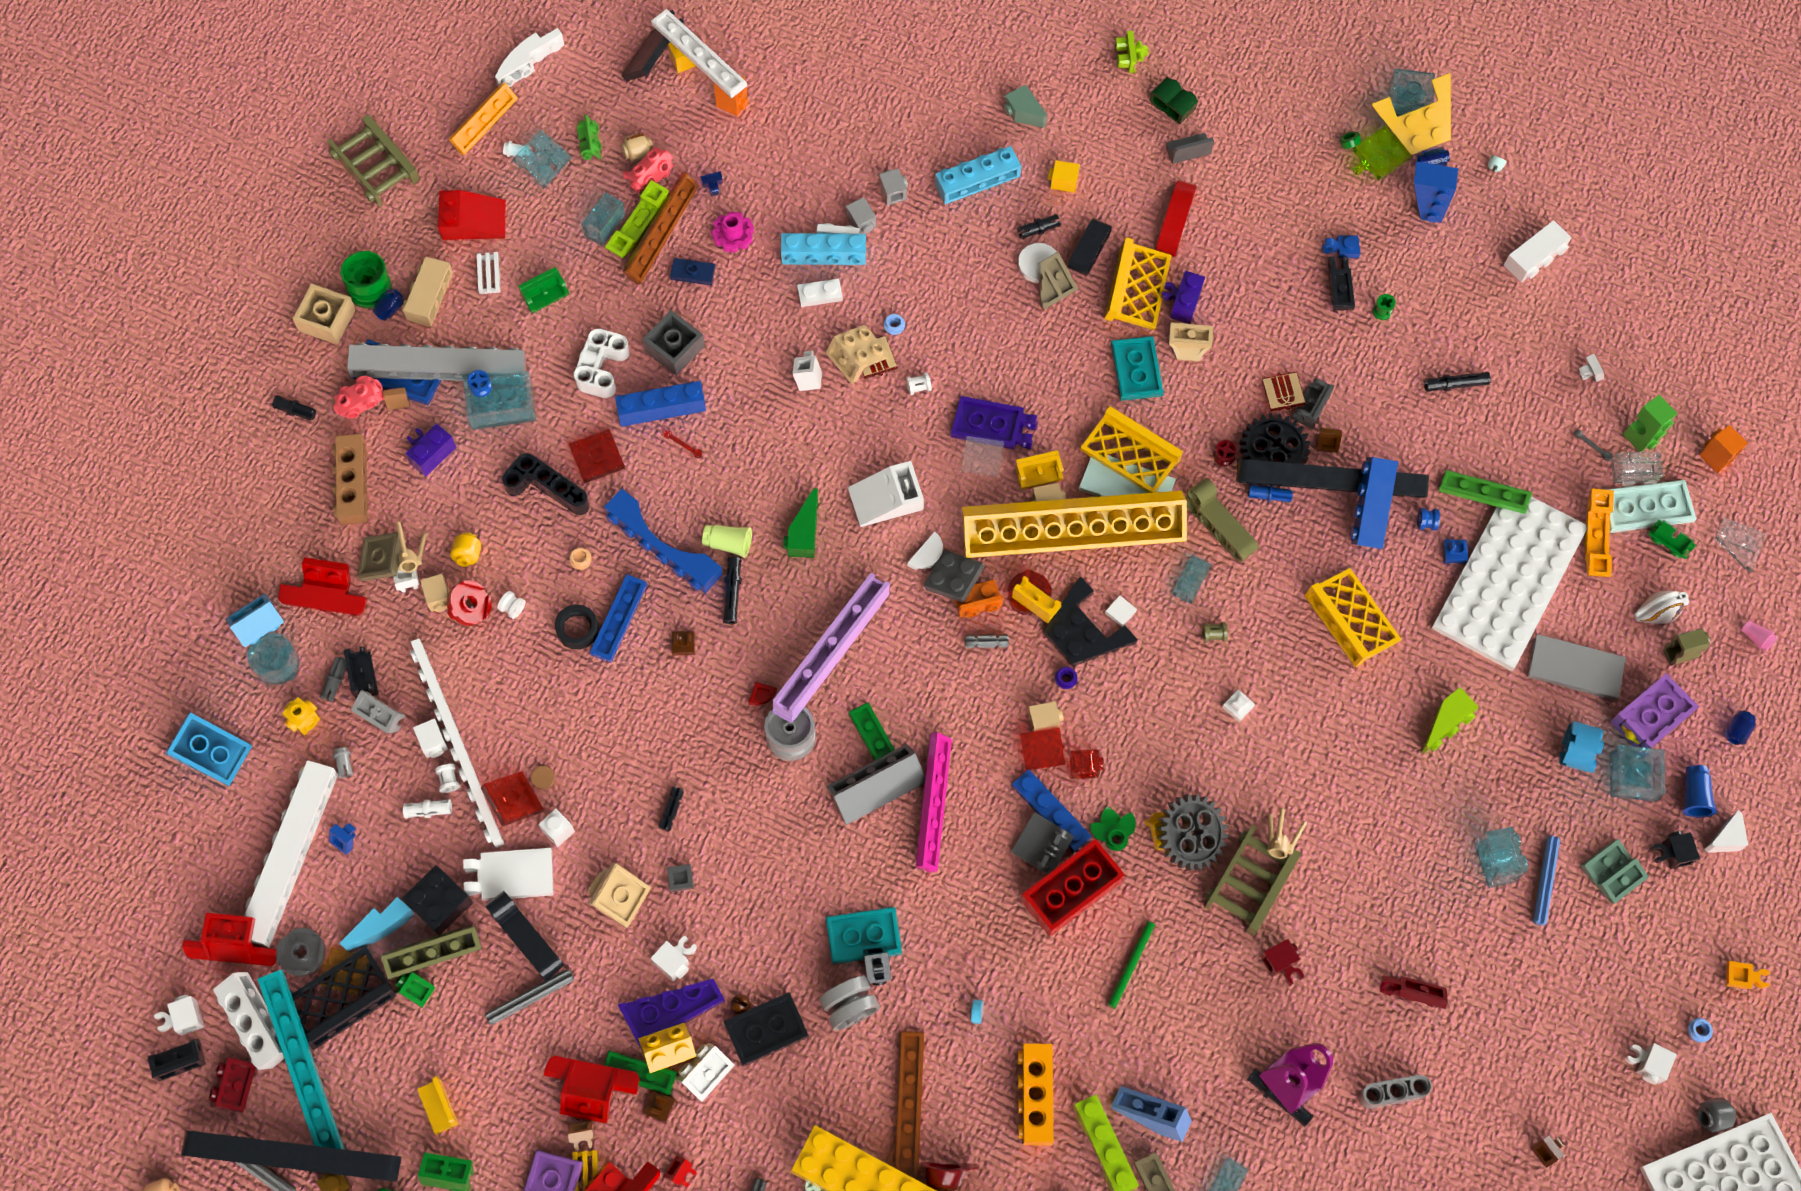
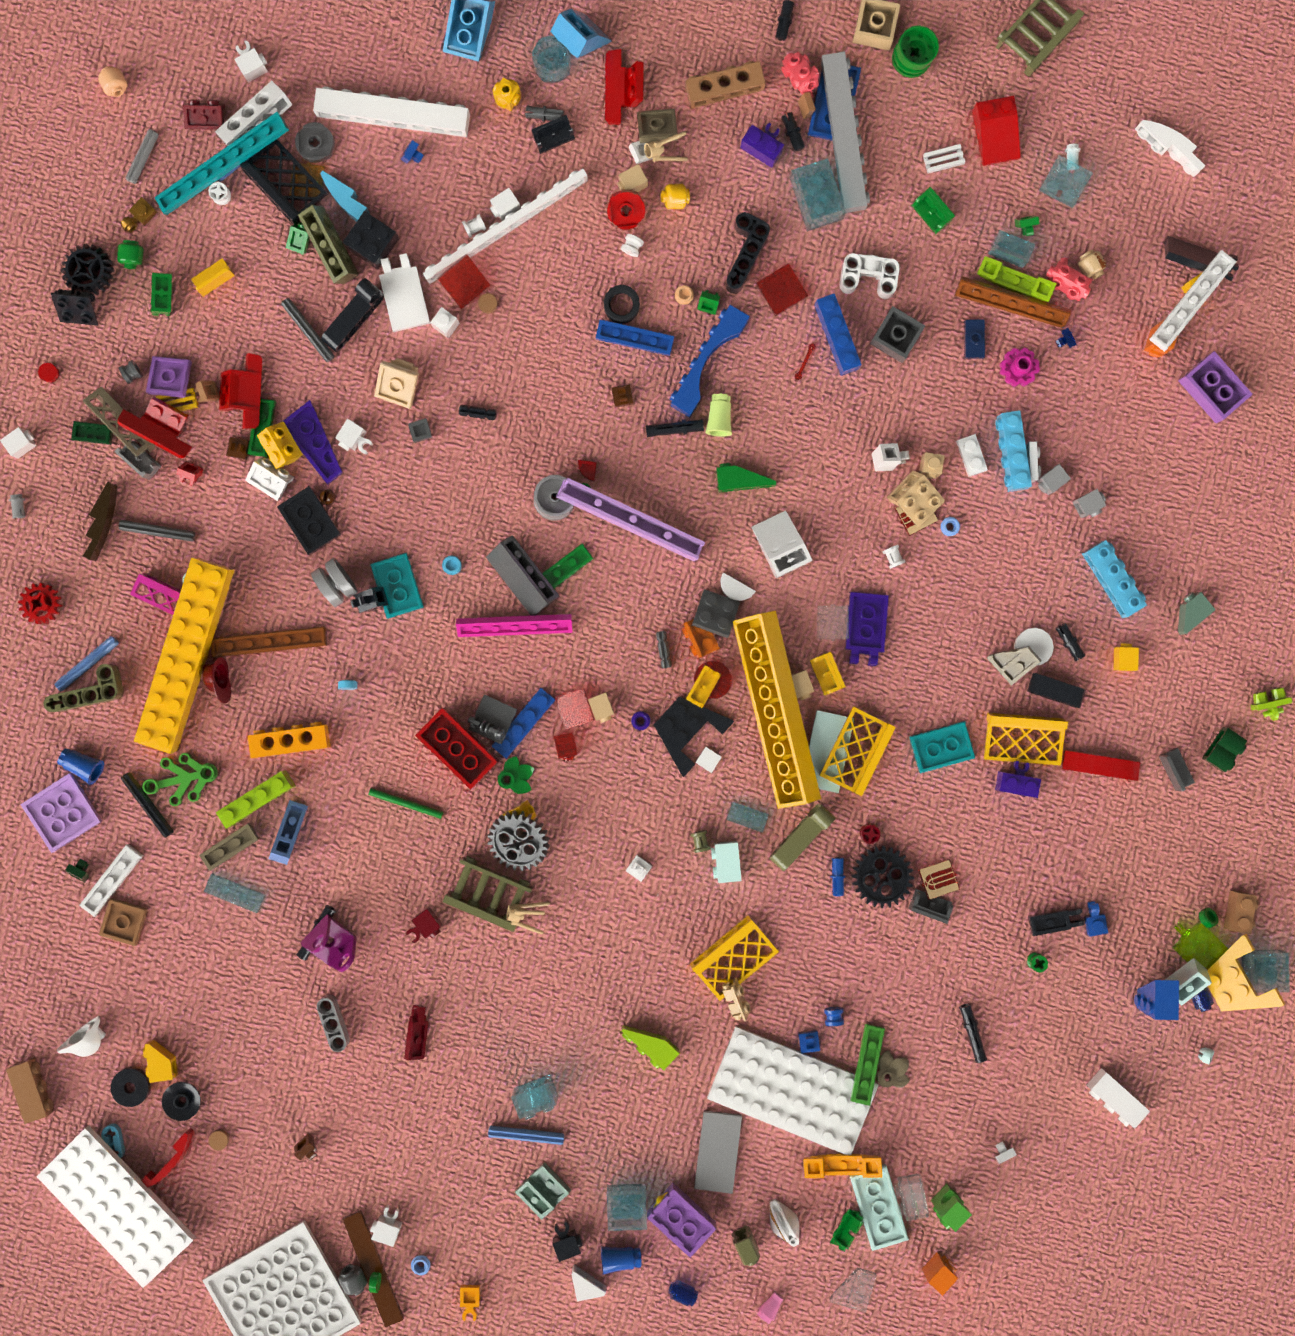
camera: 80 degrees right, 20 degrees up
(176, 1060) = (217, 67): black hinge -> none
(228, 940) = (314, 82): red plate -> none
(291, 1156) = (152, 172): black beam -> none
(331, 1077) = (217, 189): none -> white wheel
(342, 759) = (475, 138): light grey pin -> none
(377, 712) = (517, 154): light grey hinge -> none
(388, 304) = (895, 77): clear blue brick -> none
(422, 417) = (793, 132): none -> black axle
(427, 291) = (915, 109): tan brick -> none
(427, 808) = (446, 215): white pin -> none
(475, 380) = (823, 168): blue wheel -> none
(483, 118) = (1099, 119): light orange plate -> none
(579, 202) = (1026, 224): none -> green tile
(591, 146) = (1103, 218): bright green hinge -> none
(595, 532) = (708, 302): none -> green tile
(791, 53) = (1215, 387): none -> medium lavender brick
(823, 330) = (931, 465): none -> tan brick
(849, 866) = (452, 565): none -> medium azure tile
(1190, 340) = (975, 791): tan slope -> none
(1241, 606) = (727, 862): none -> light aqua brick
(1322, 477) = (856, 929): black beam -> none
(1329, 440) = (896, 923): reddish brown tile -> none
(1347, 109) = (1241, 912): none -> medium nougat brick
(1374, 502) = (836, 967): blue brick -> none
(1393, 620) = (740, 1007): none -> tan hinge
(1407, 159) = (1192, 980): none -> light aqua brick
(1492, 467) = (894, 1068): none -> dark tan plate
(1581, 746) = (641, 1159): dark azure brick -> none
(1607, 456) = (922, 1170): dark grey hinge -> none
(1702, 1089) = (371, 1262): none -> reddish brown tile
(1720, 1084) = (375, 1282): none -> green tile

